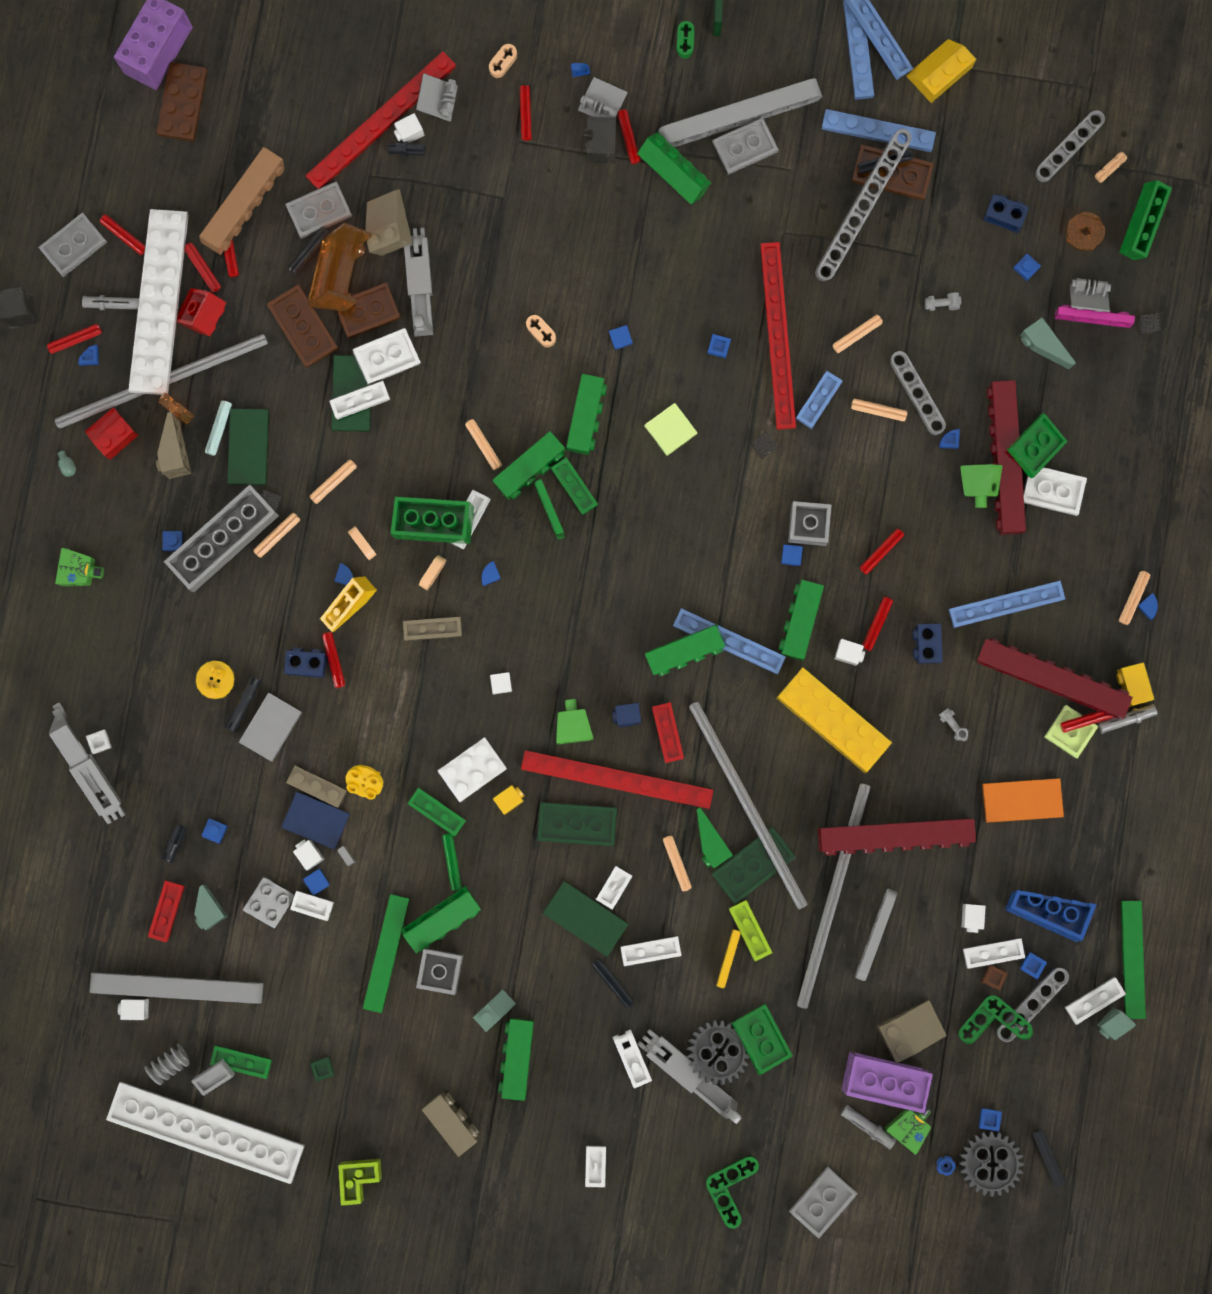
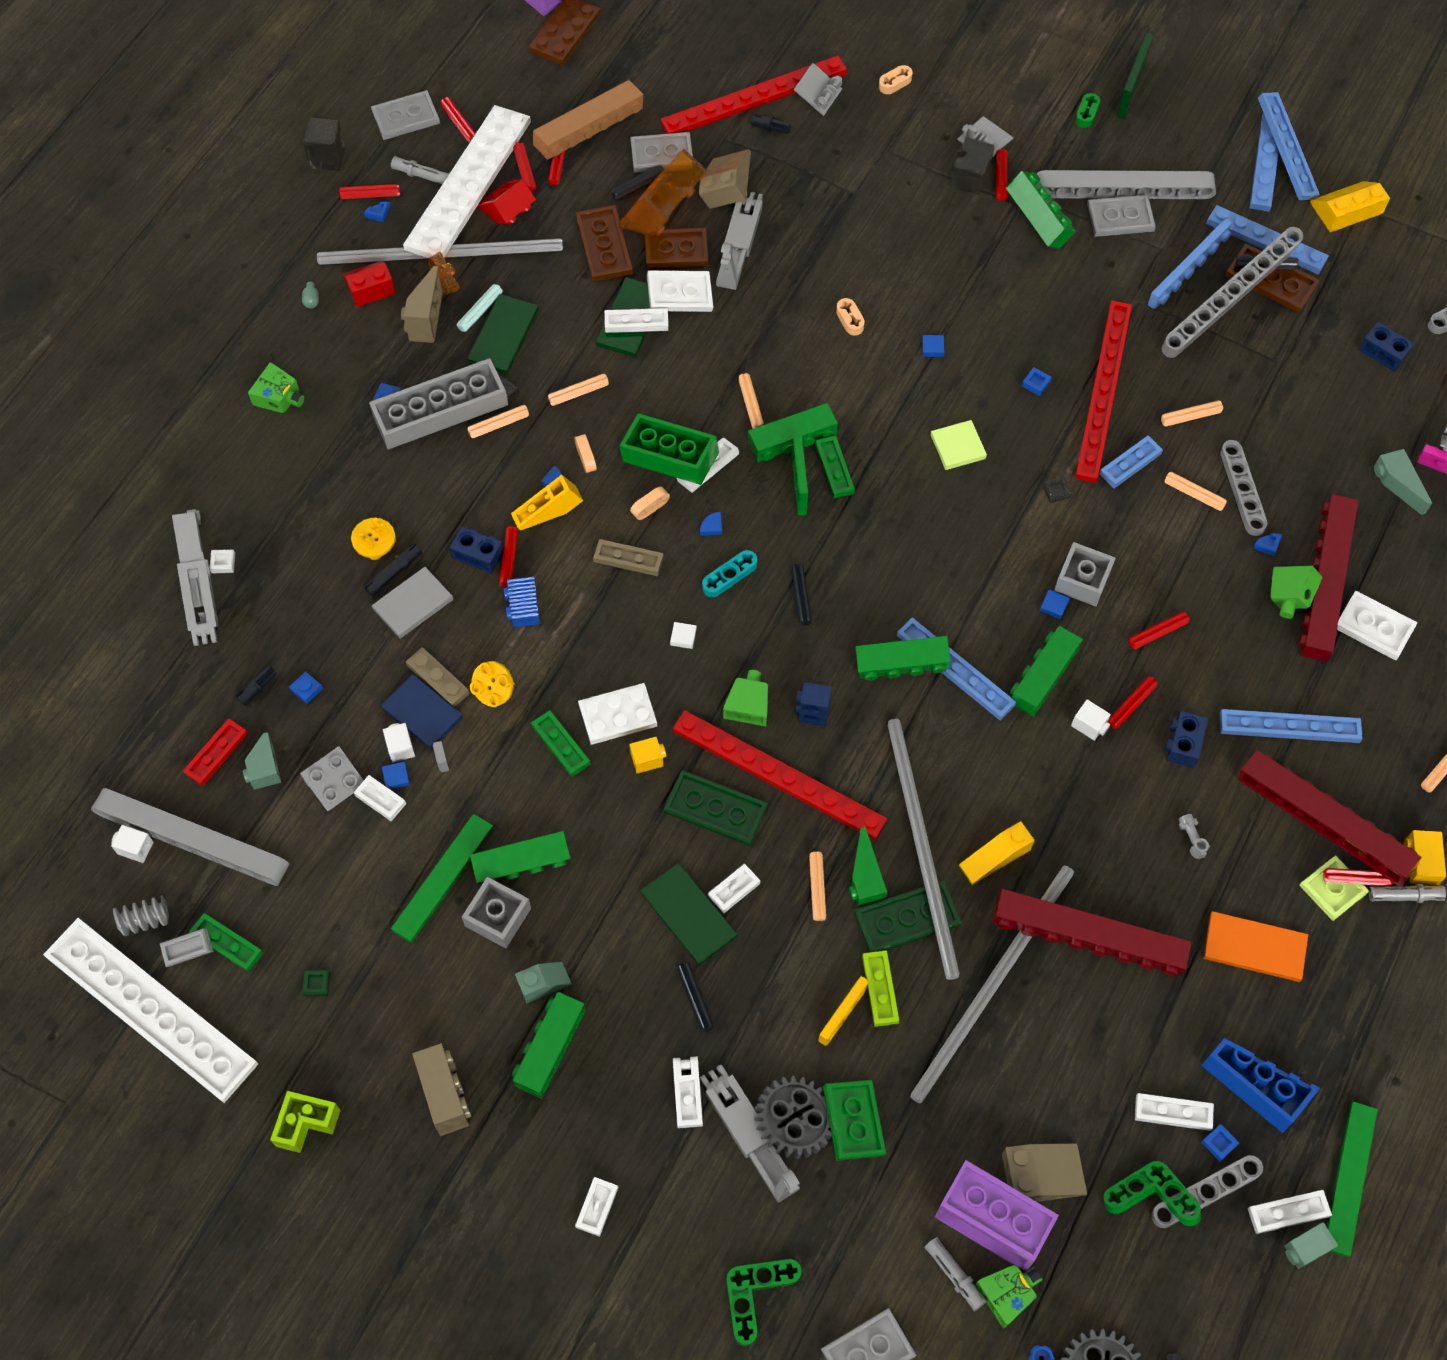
camera: 15 degrees right, 20 degrees down
(360, 698) = (523, 602): none -> blue brick
(408, 129) = (780, 107): white brick -> none
(451, 860) = (557, 802): green axle -> none
(523, 599) = (725, 583): none -> teal beam
(525, 110) = (902, 127): red axle -> none
(579, 69) = (970, 105): blue tile -> none
(584, 614) = (801, 594): none -> black axle
(585, 414) = (870, 403): green brick -> none
(650, 951) = (753, 973): white plate -> none
(667, 732) = (854, 741): red plate -> none
(806, 792) = (997, 853): none -> yellow slope
(823, 174) = (1187, 267): none -> medium blue plate
(834, 720) = (1052, 785): yellow brick -> none
(876, 934) = (1032, 1042): light grey beam -> none
(952, 301) = (1306, 411): light grey bar -> none
(973, 917) = (1159, 1059): white brick -> none
(990, 1119) = (1115, 1317): blue plate -> none
(994, 977) = (1167, 1143): reddish brown tile -> none
(1027, 267) = (1397, 404): blue plate -> none
(1037, 445) = (1367, 571): green tile -> none

